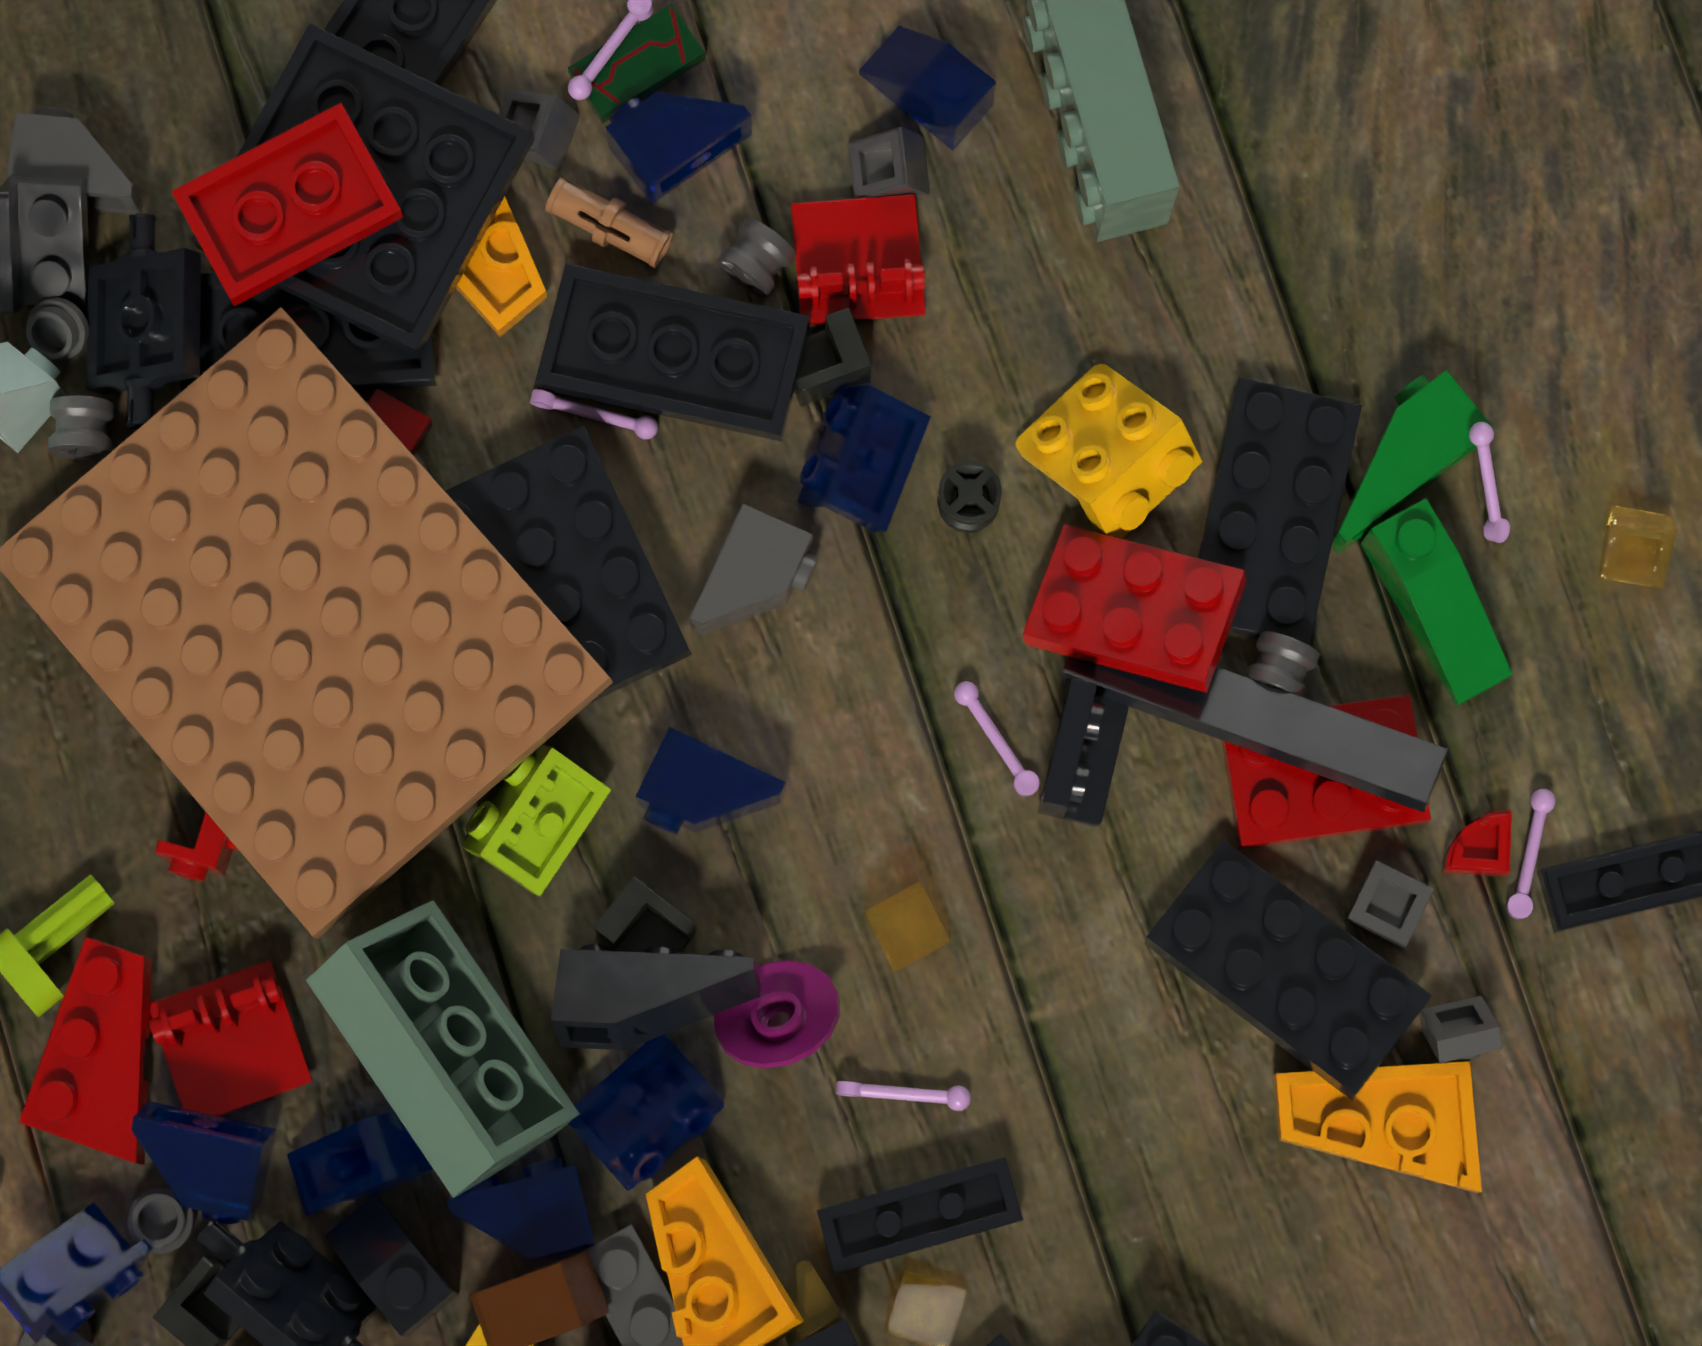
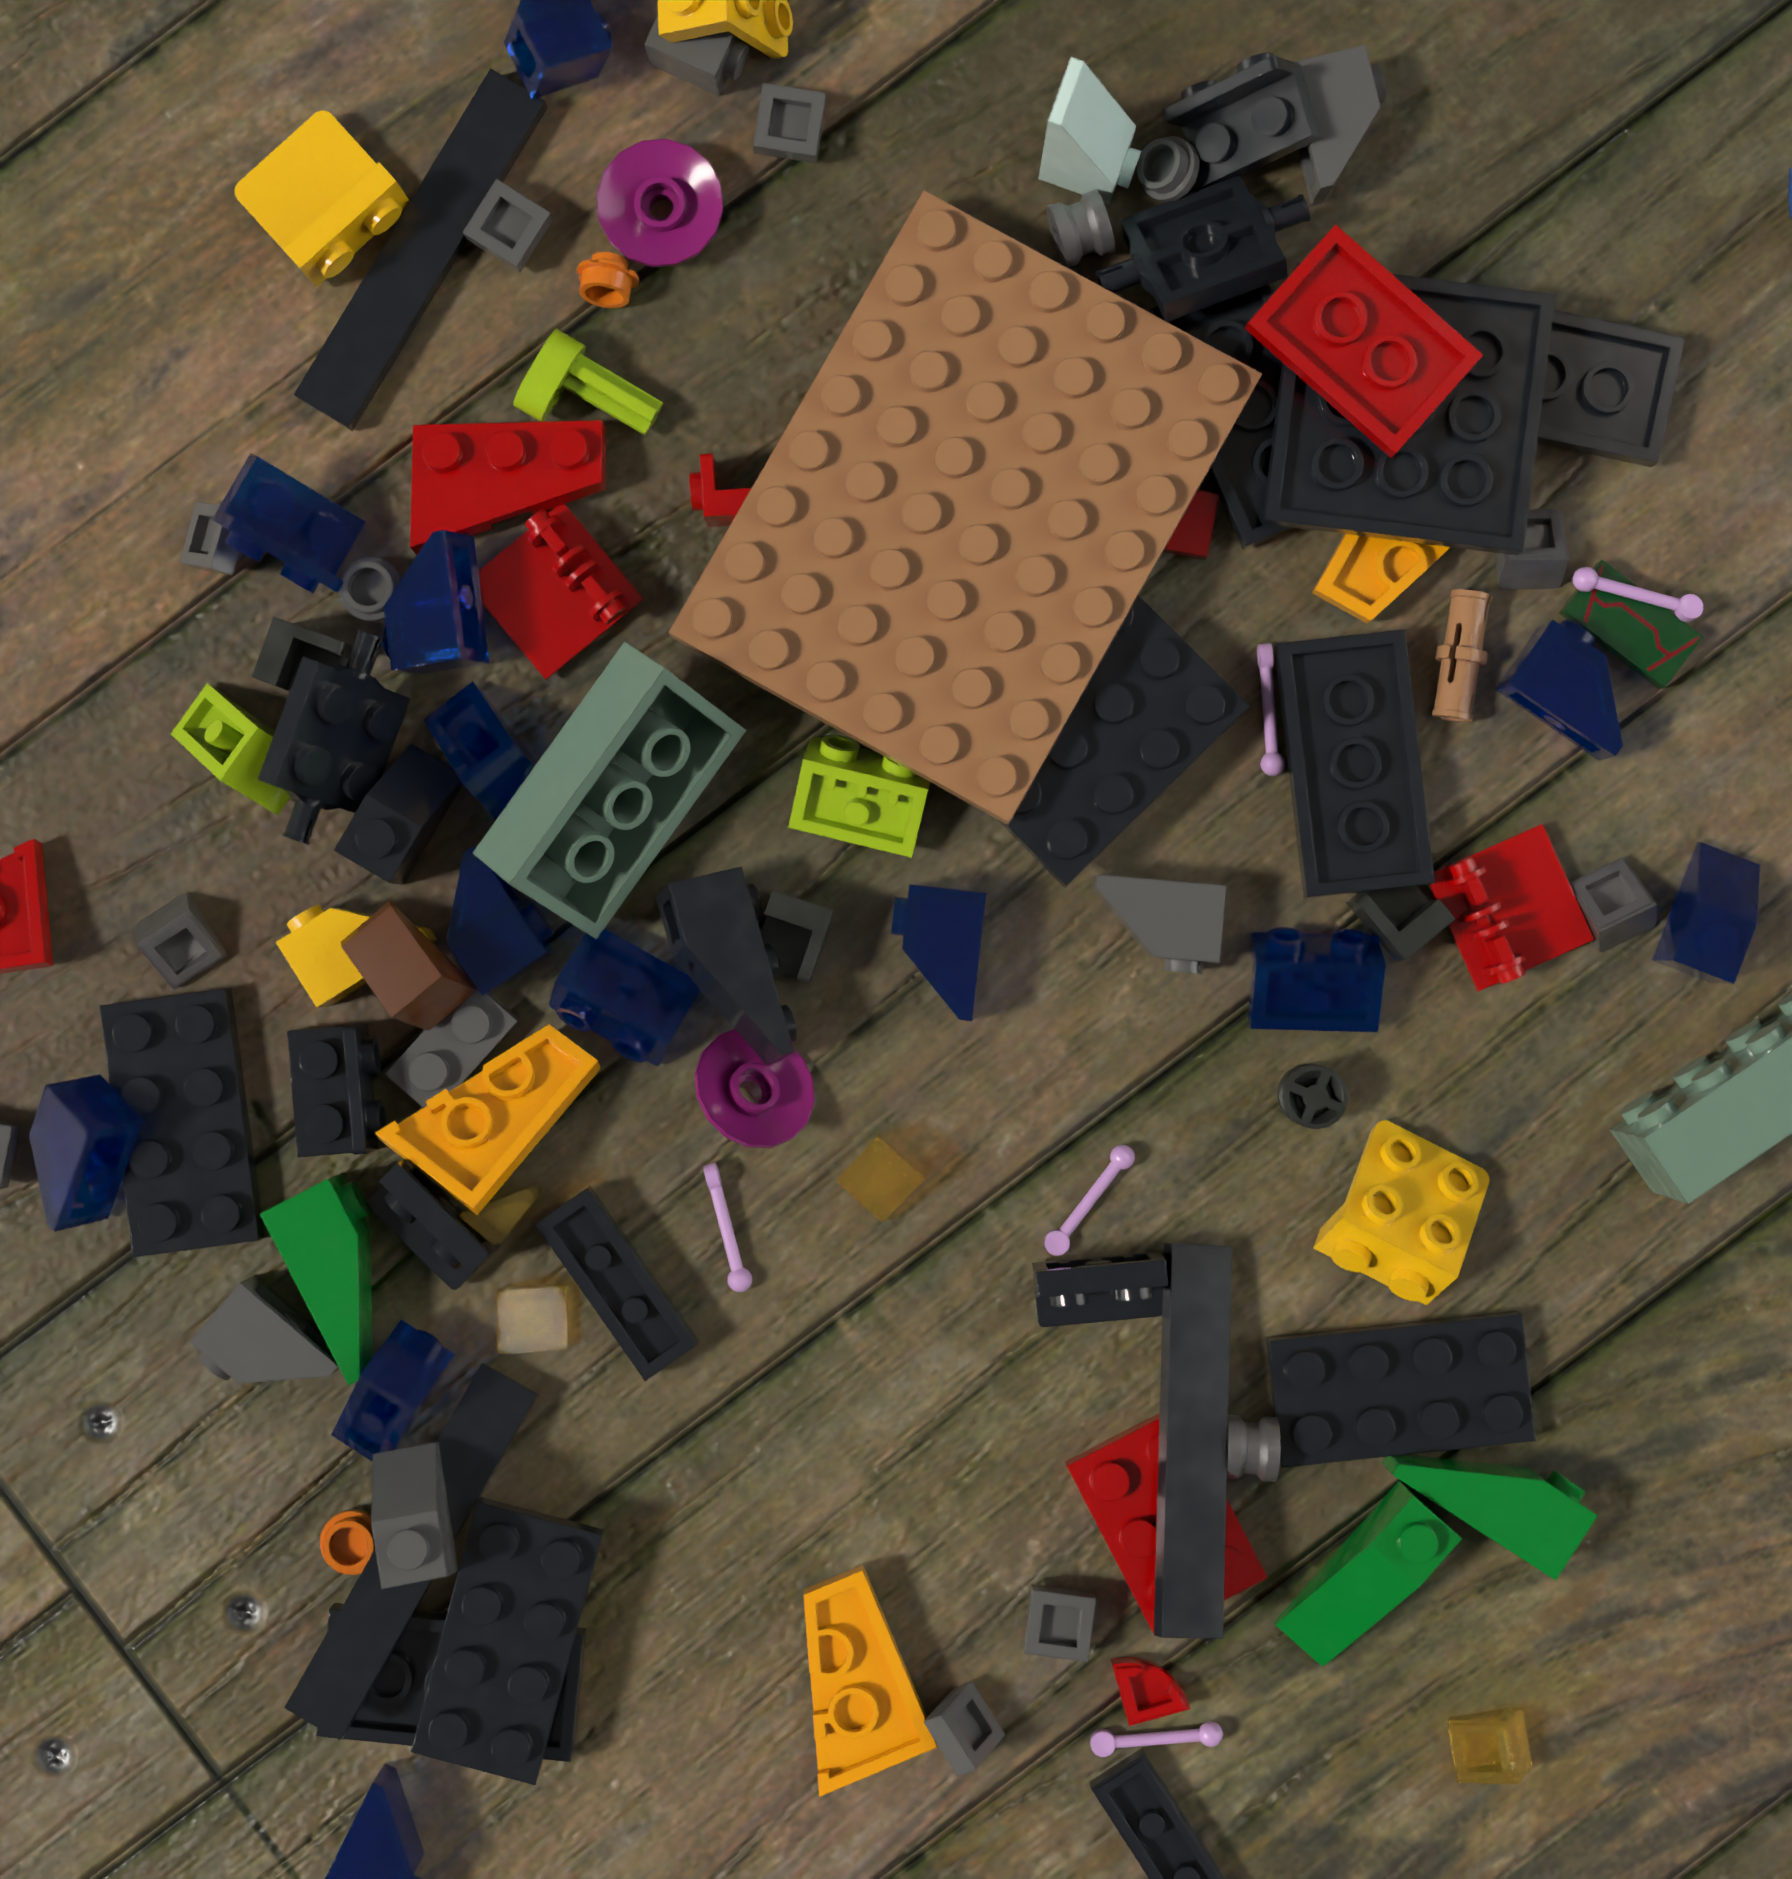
camera: 80 degrees right, 10 degrees up
(756, 257) = (1476, 810): flat silver wheel -> none
(1135, 608) = (1258, 1292): red plate -> none
(1287, 969) = (963, 1550): black plate -> none
(1495, 528) = (1461, 1607): lavender hinge -> none

